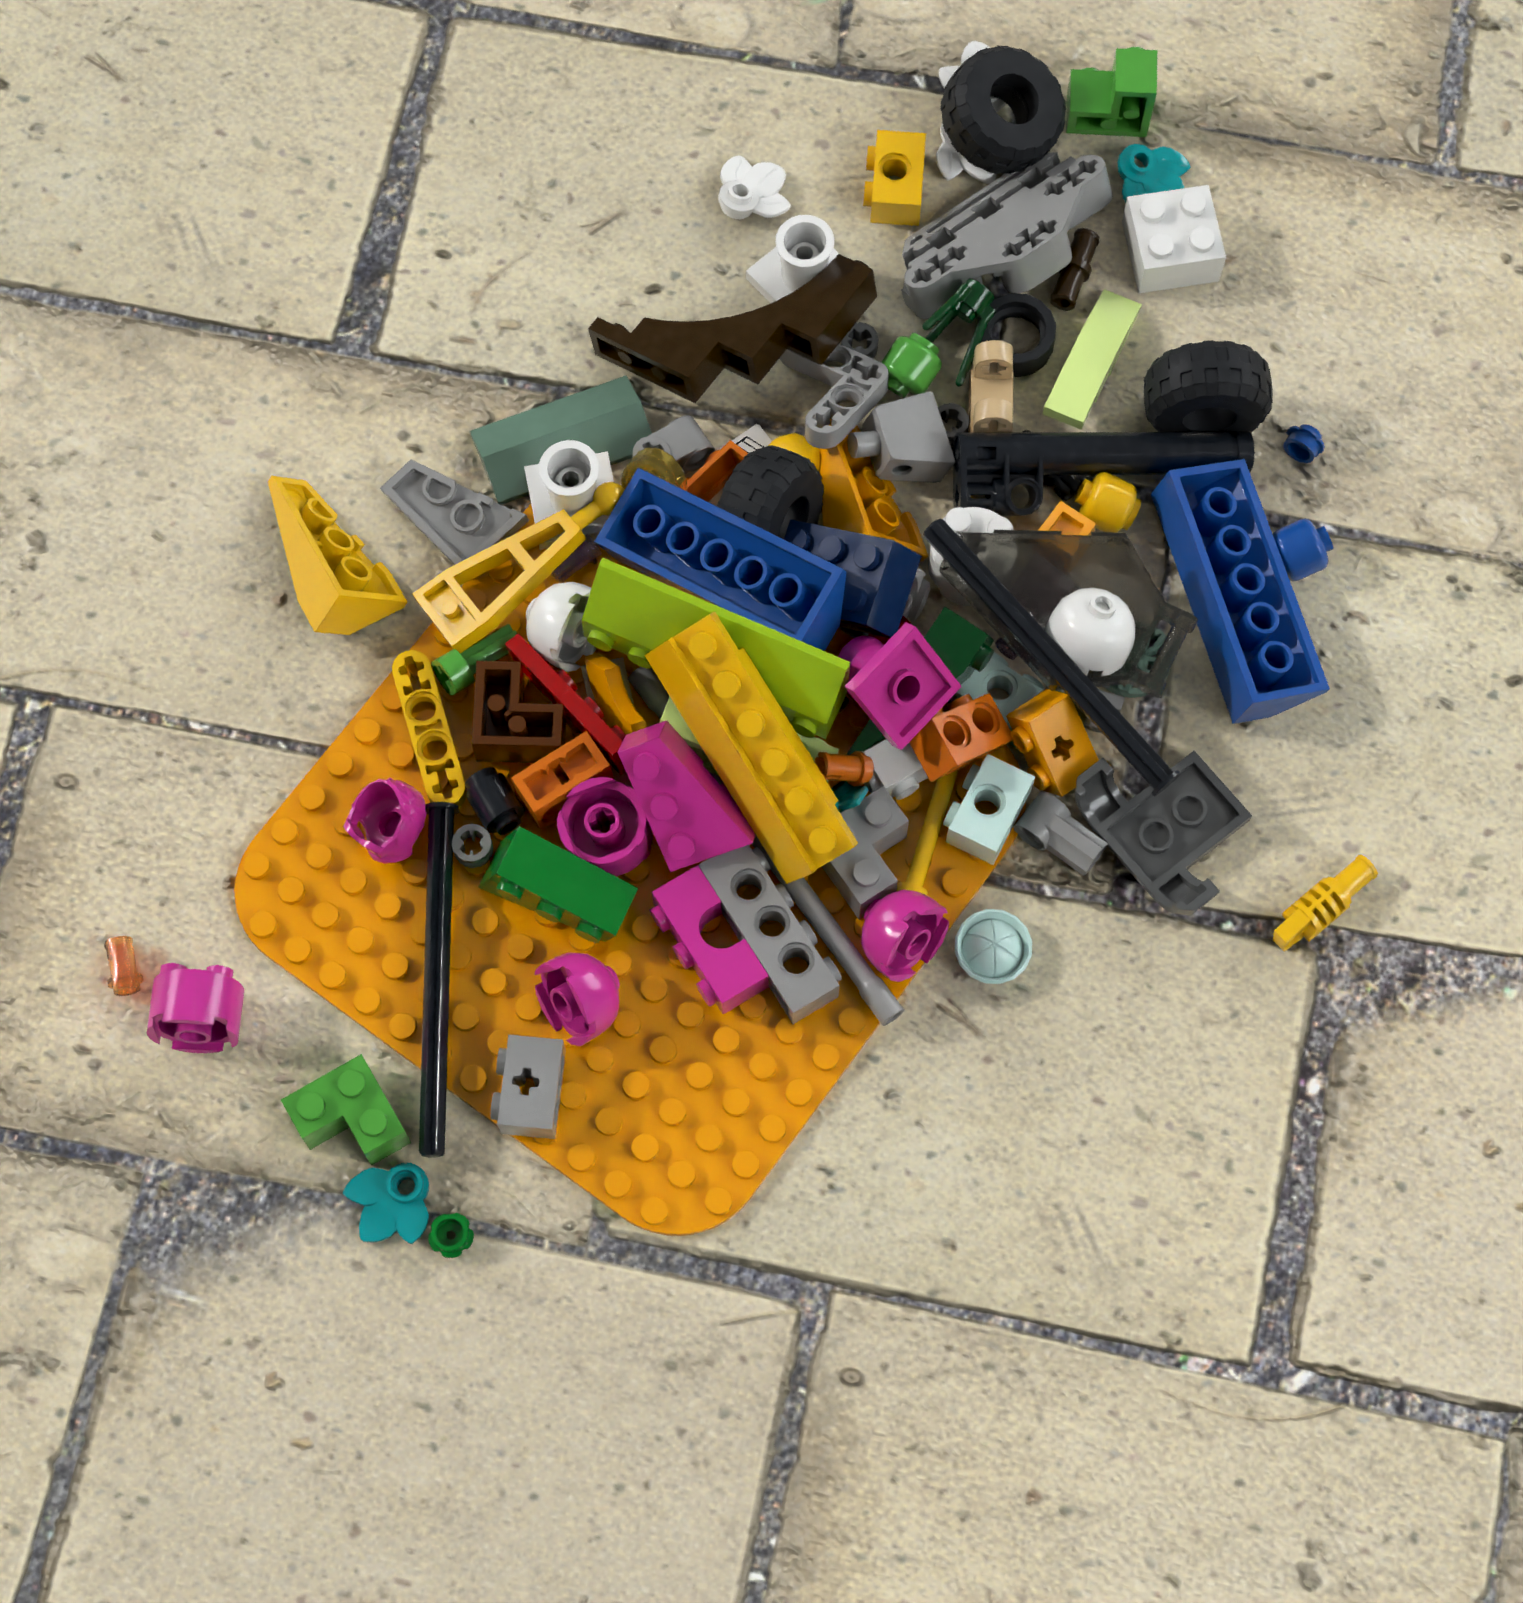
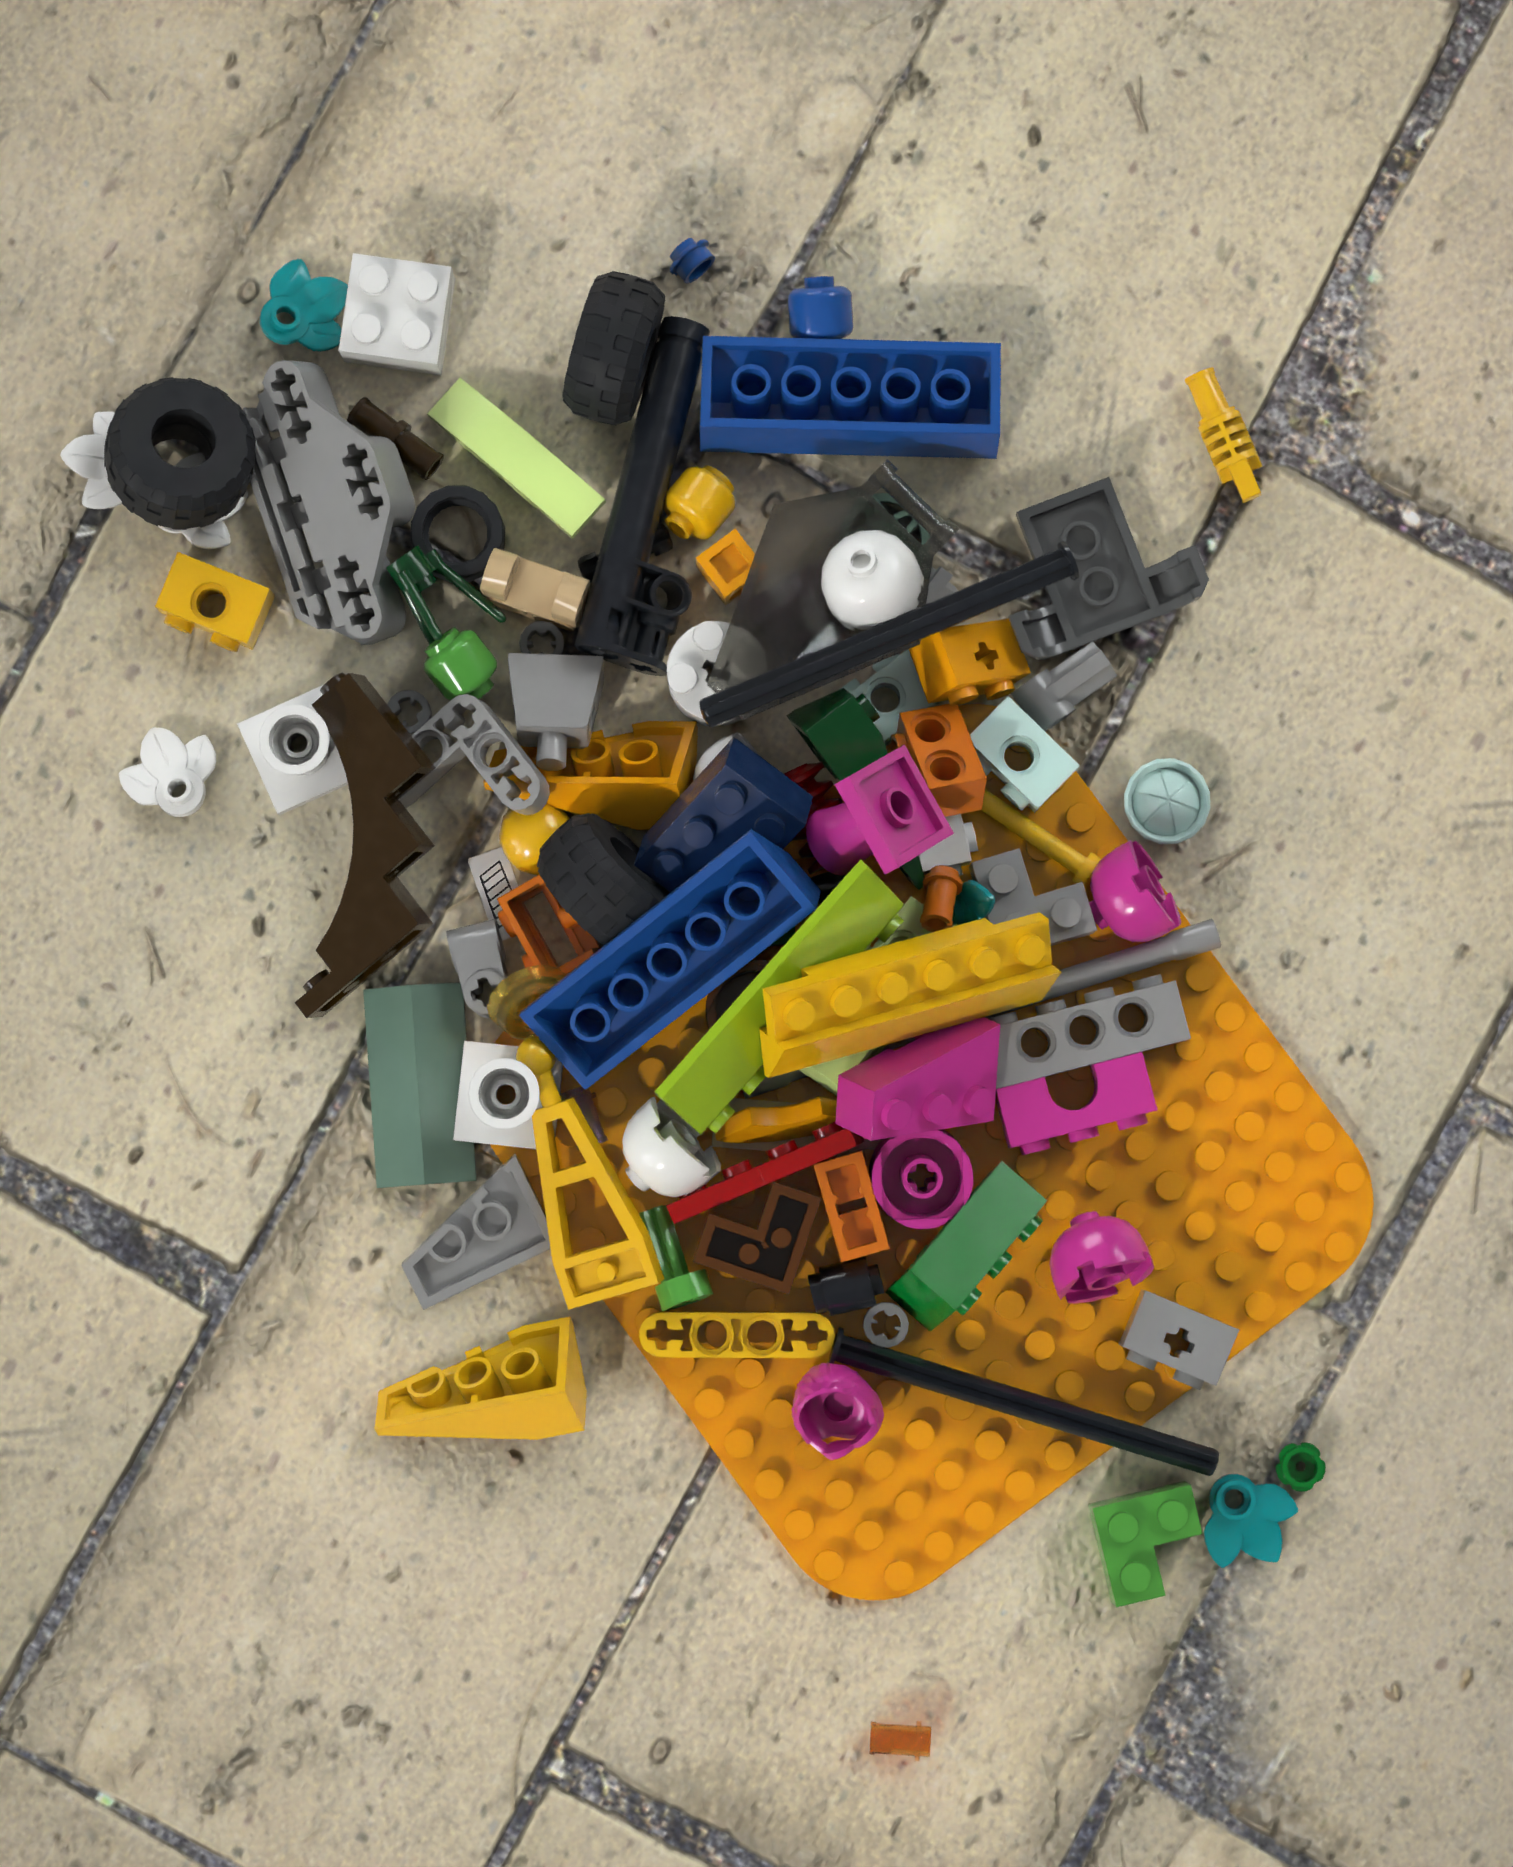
camera: 75 degrees left, 15 degrees up
(196, 1008) = (983, 1671): dark pink brick -> none
(1114, 100) = (196, 319): bright green brick -> none

